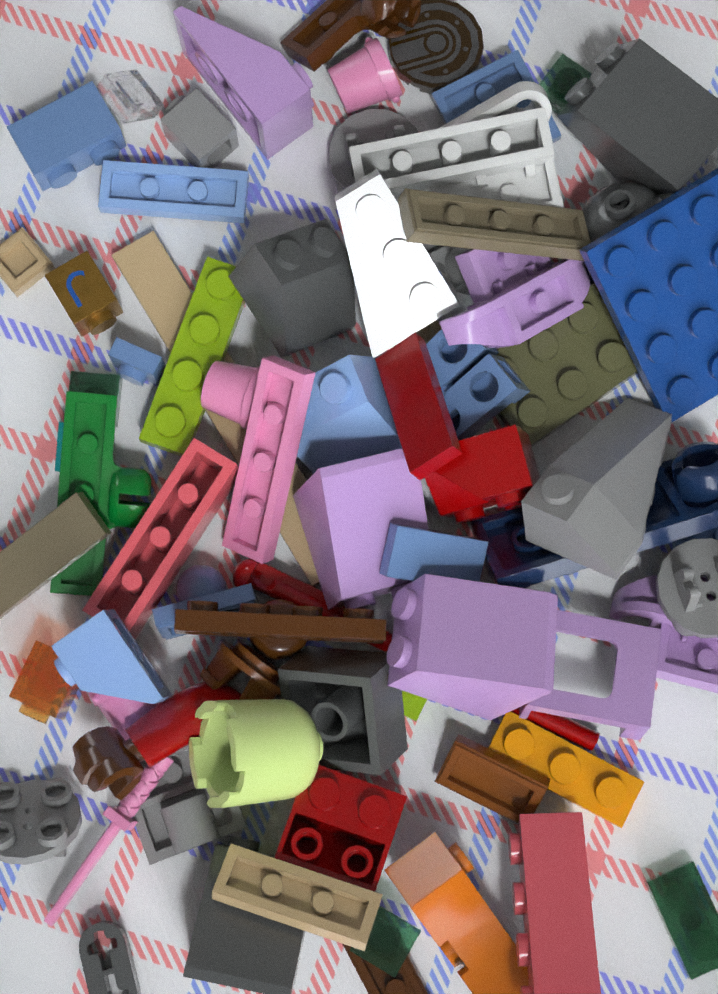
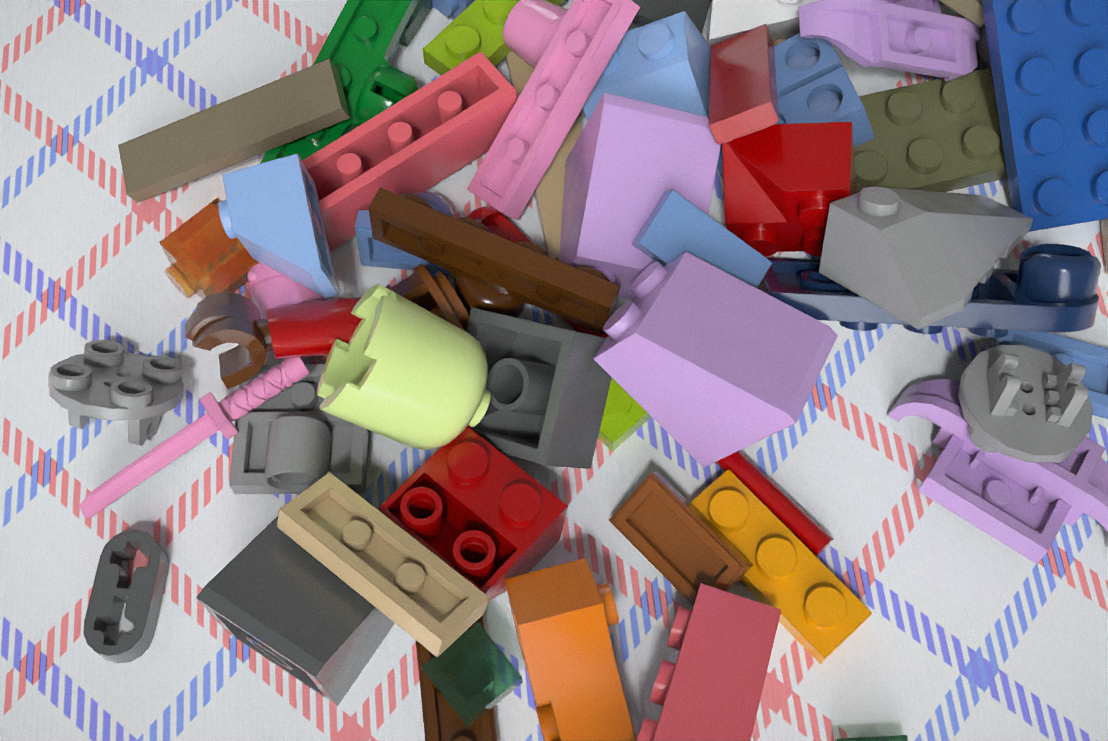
camera: 20 degrees right, 15 degrees down
(633, 677) = (896, 479): lavender window -> none

